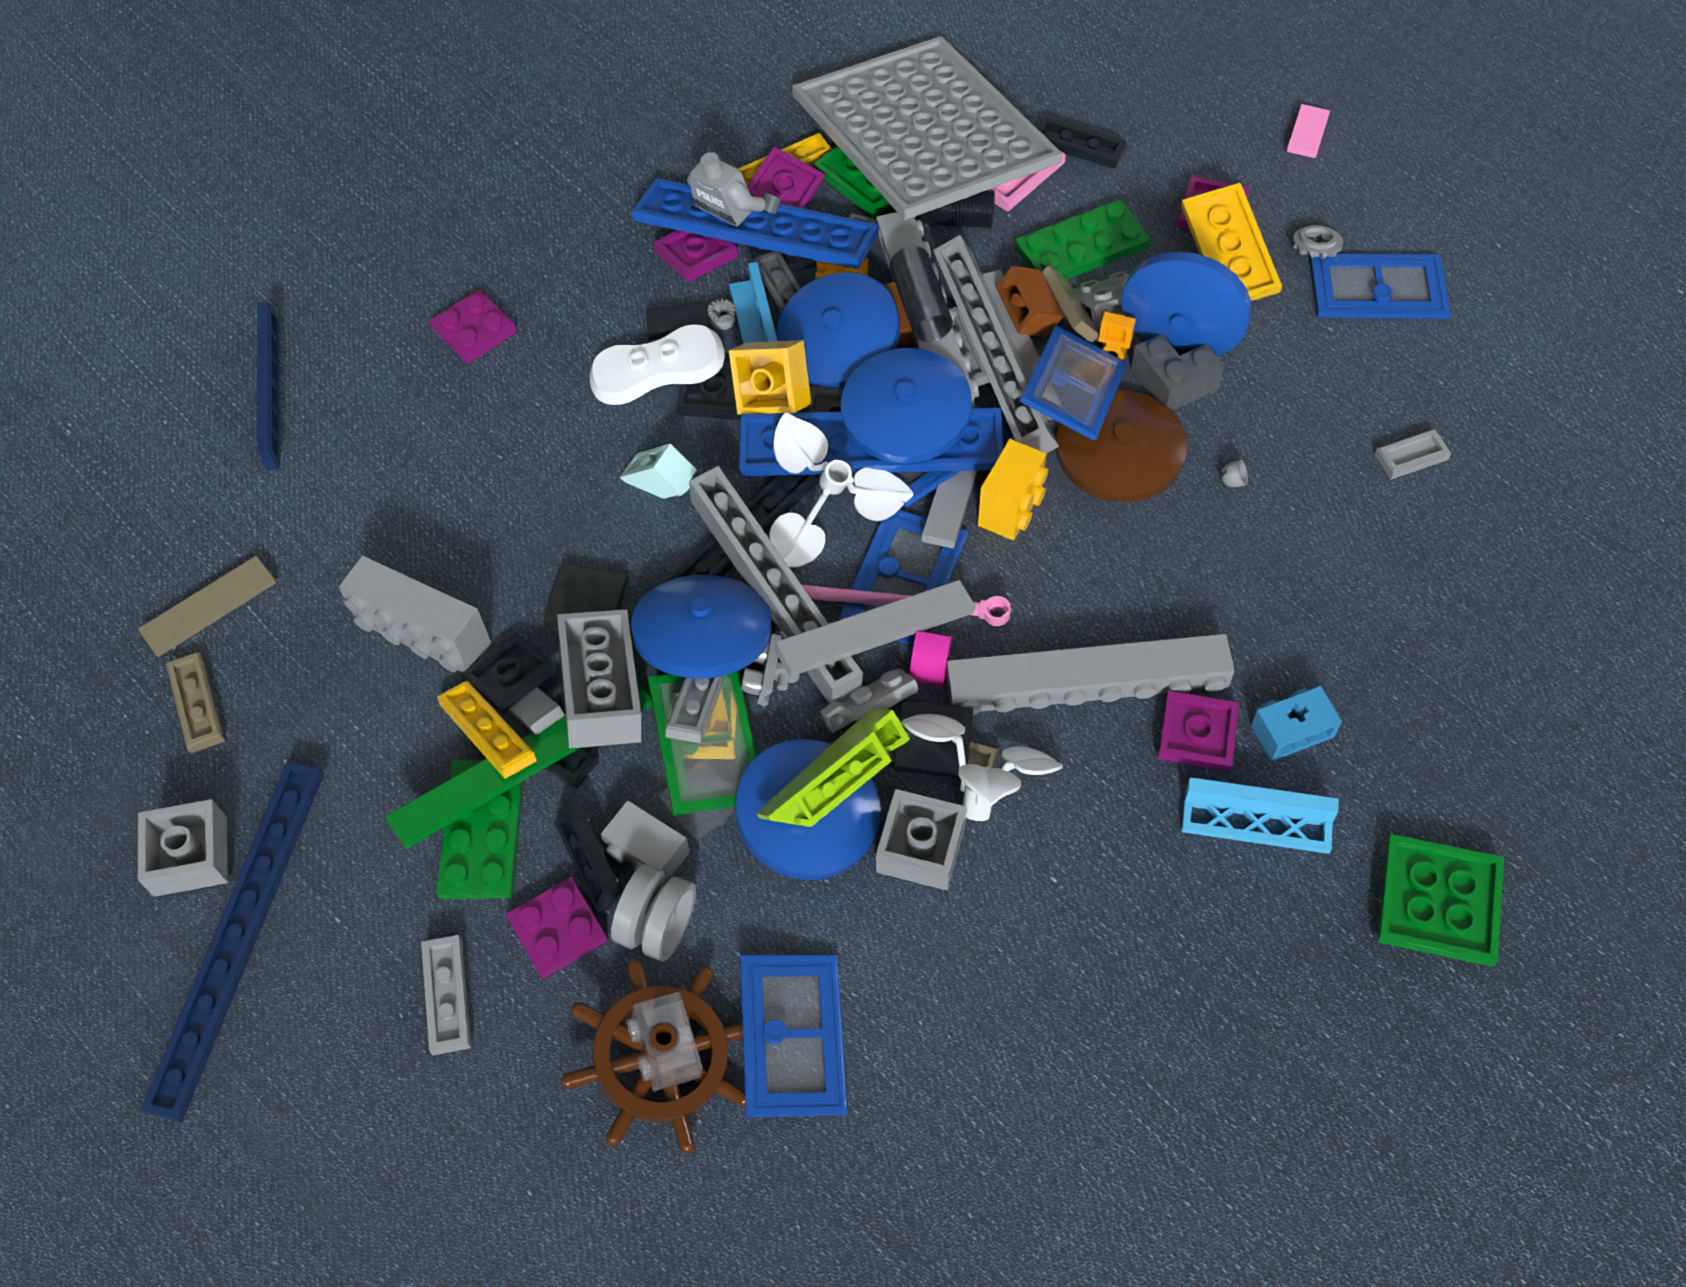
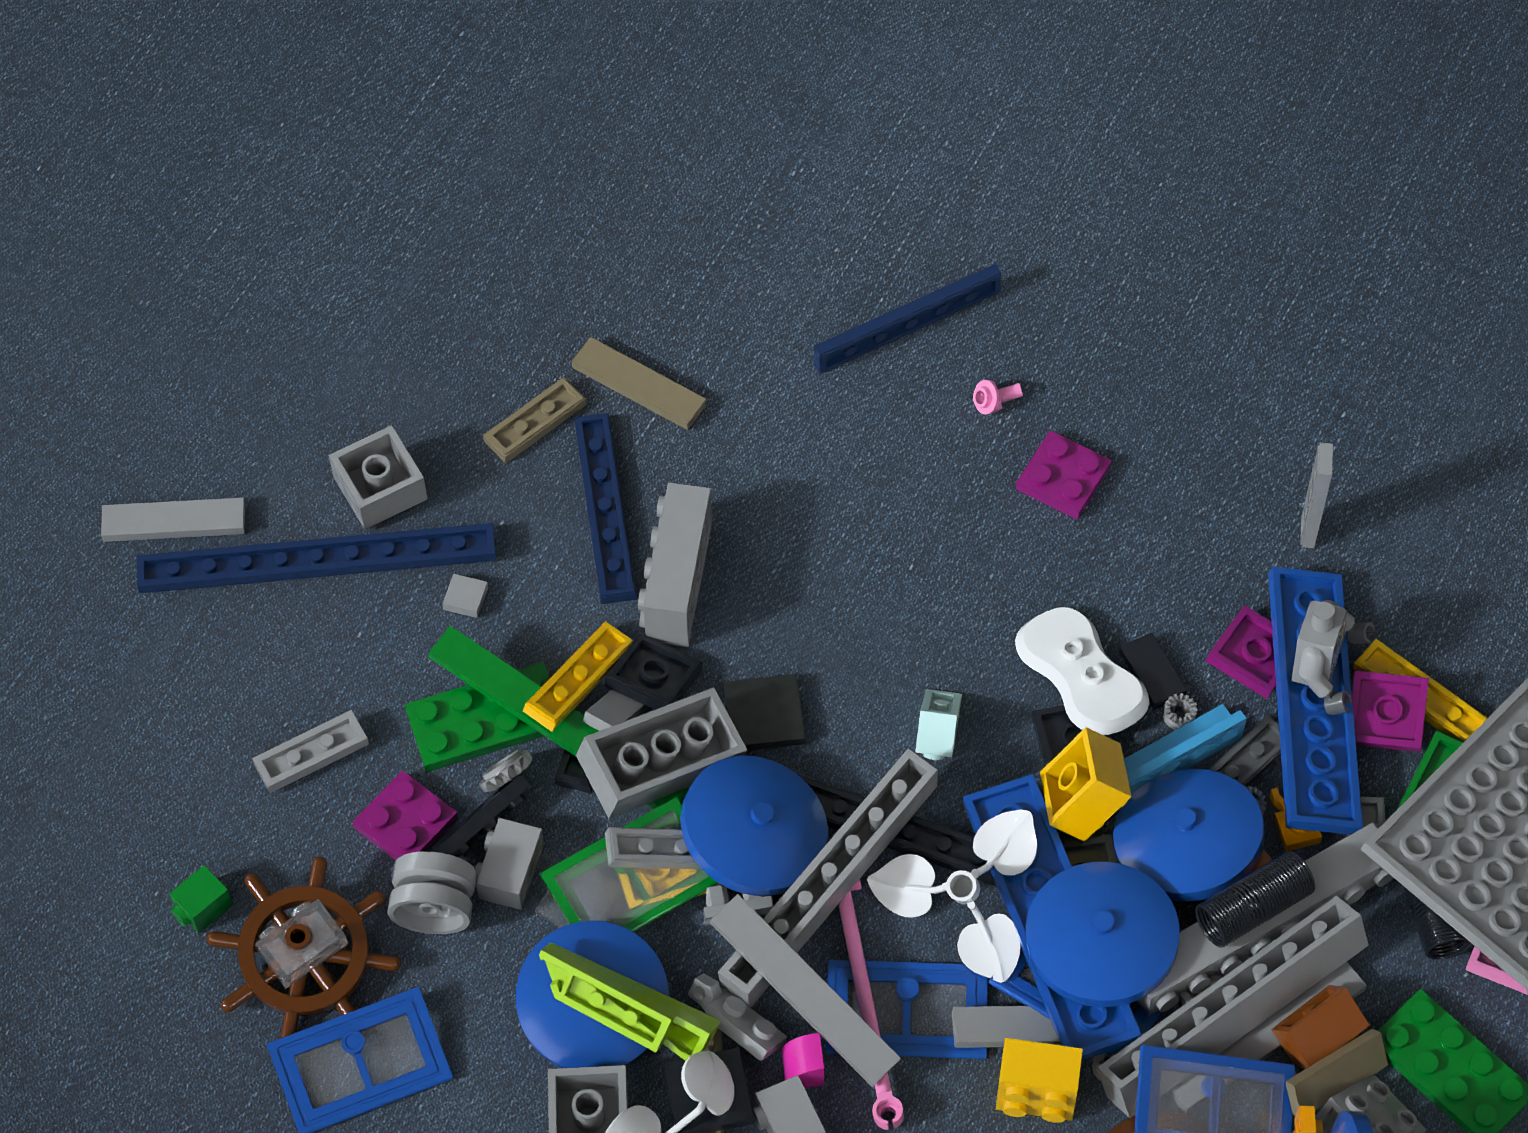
camera: 70 degrees right, 0 degrees up
(114, 1067) = (173, 519): none -> light grey tile
(318, 668) = (605, 509): none -> dark blue tile
(347, 810) = (465, 595): none -> light grey tile
(374, 352) = (989, 398): none -> bright pink plate
(551, 818) = (505, 770): none -> light grey gear
(561, 1144) = (200, 900): none -> green brick
(596, 149) = (1316, 495): none -> light grey tile

